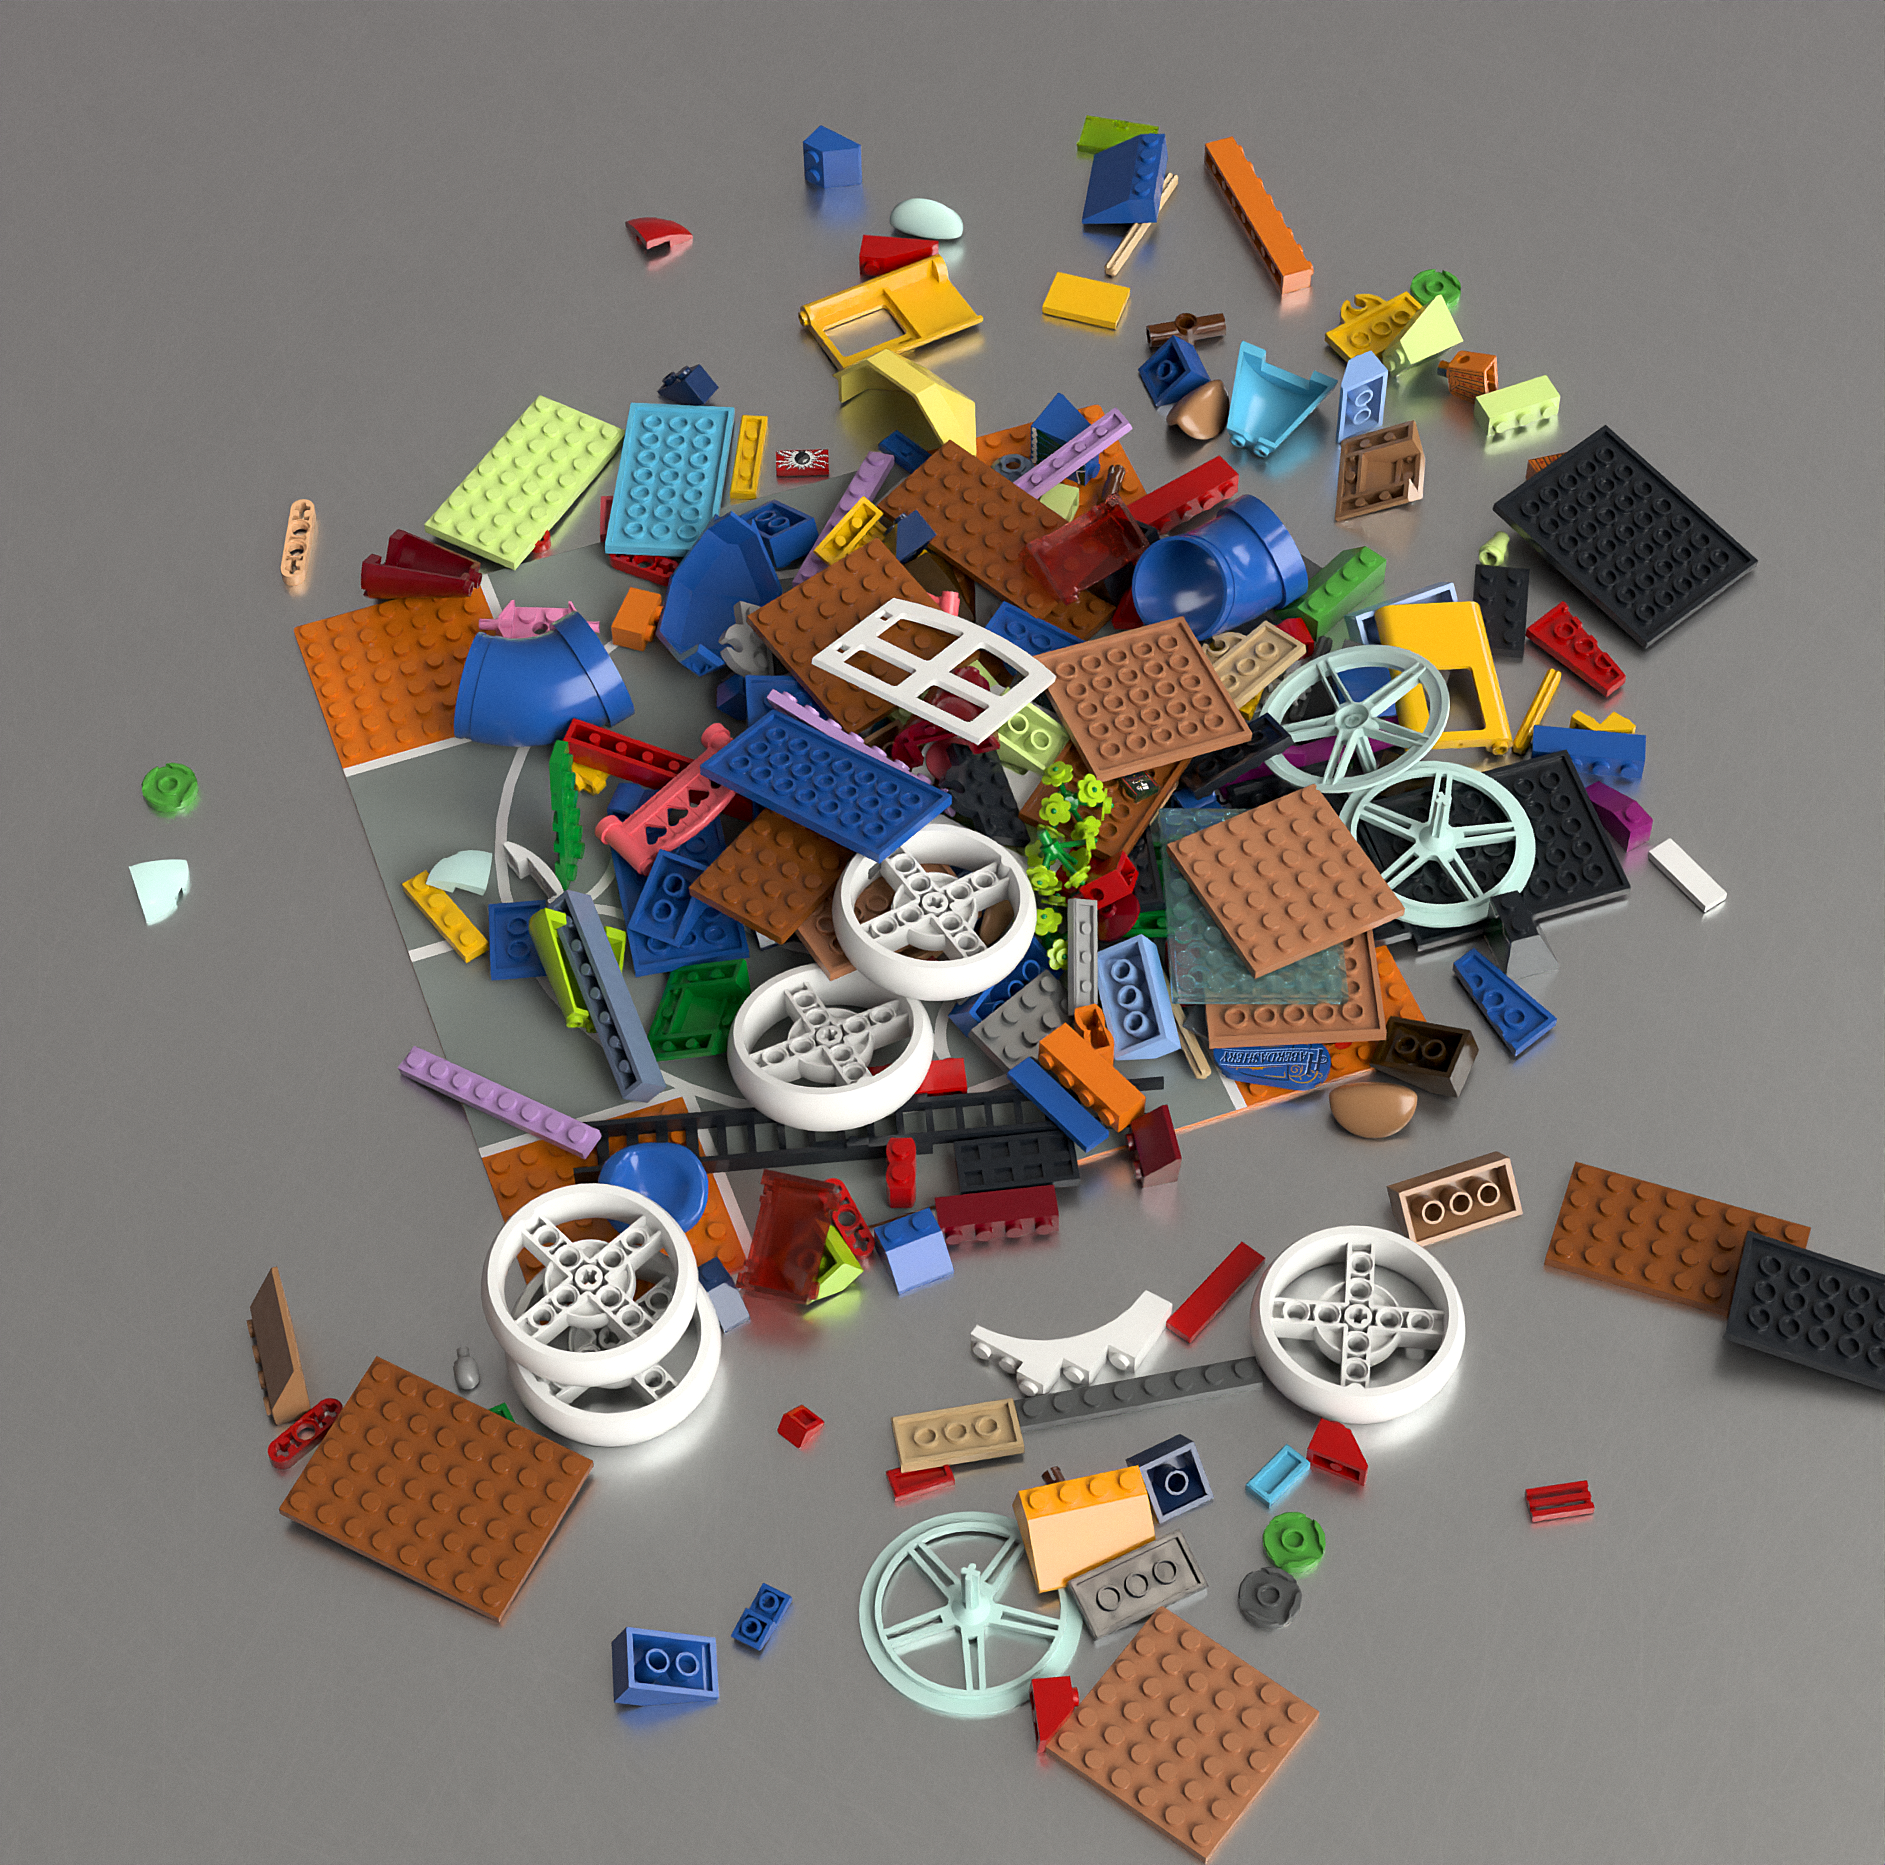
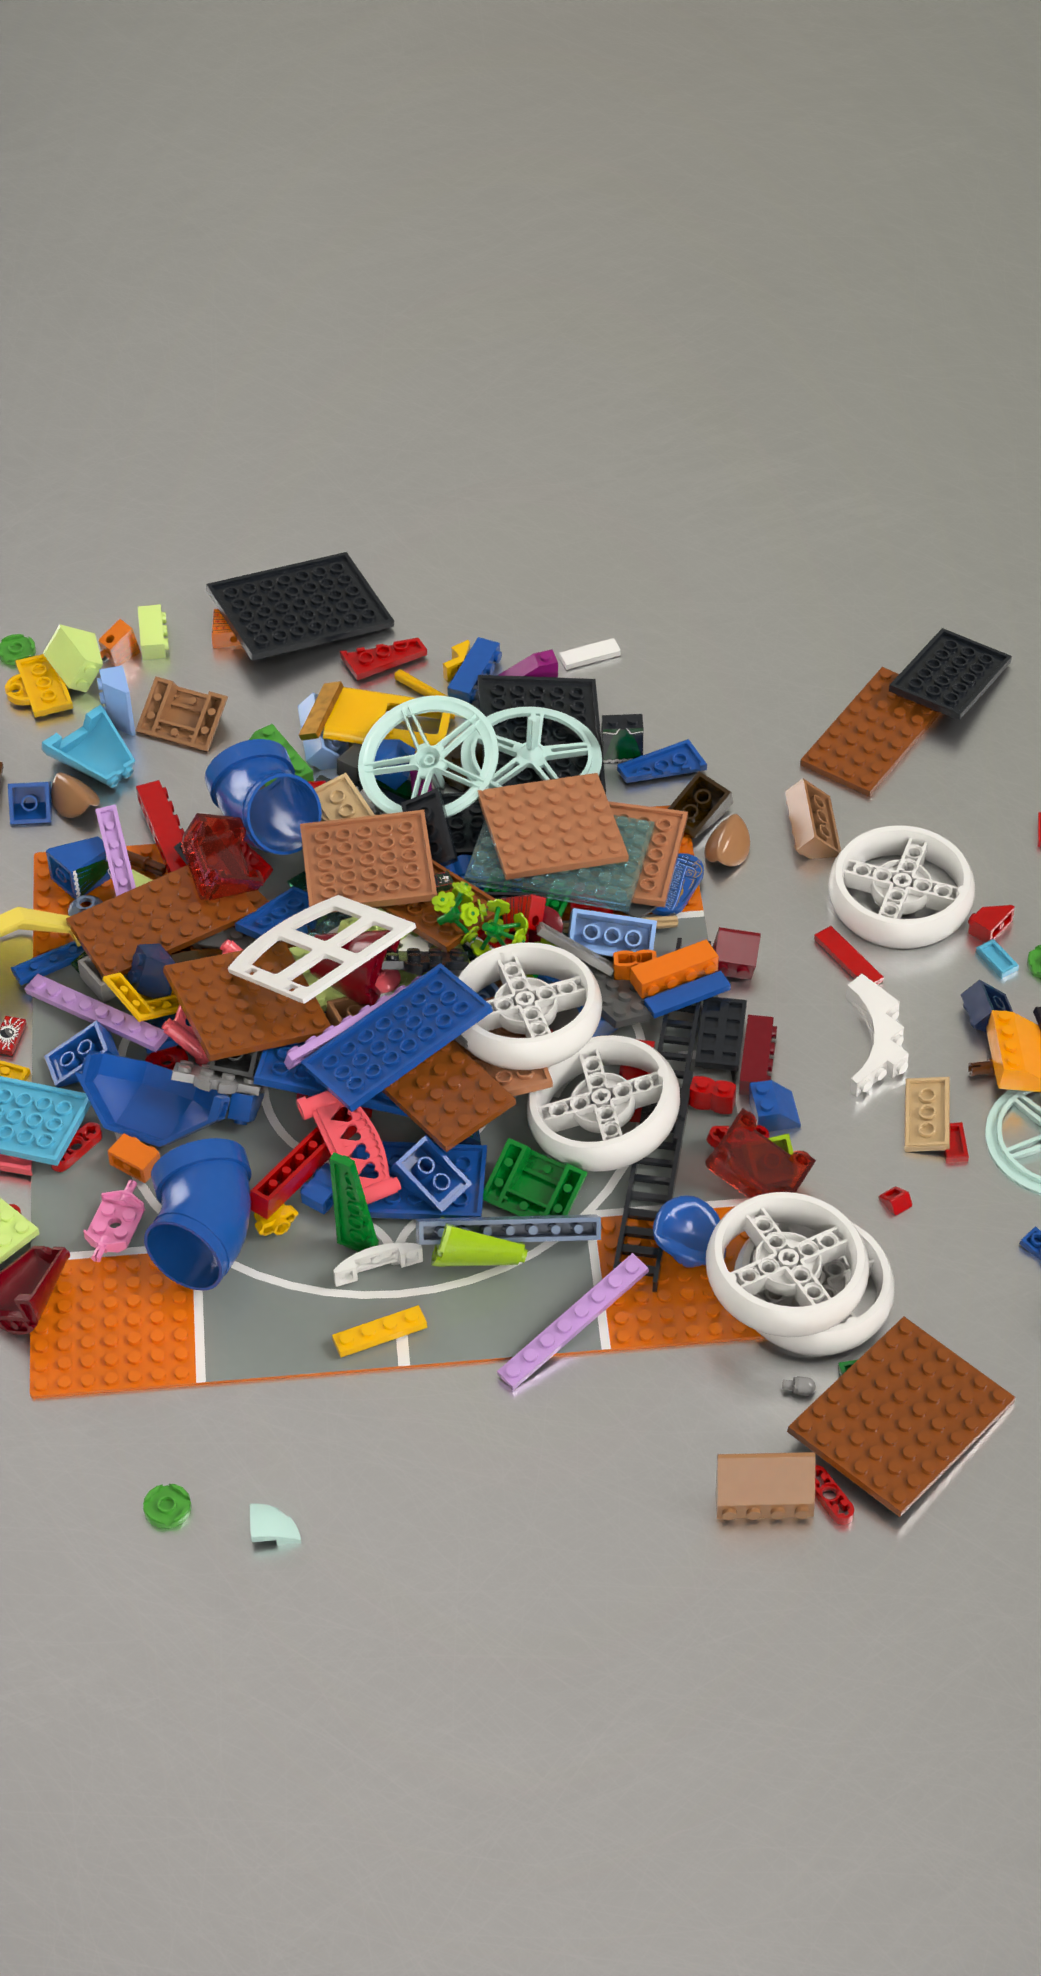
camera: 75 degrees left, 5 degrees down
(463, 870) = (346, 1307): light aqua brick -> none
(510, 942) = (422, 1285): blue plate -> none
(1138, 1394) = (917, 1013): dark grey plate -> none
(1412, 595) = (321, 710): none -> pearl gold tile
(1494, 550) = (277, 675): yellowish green cone -> none
(1503, 605) = (311, 679): black plate -> none

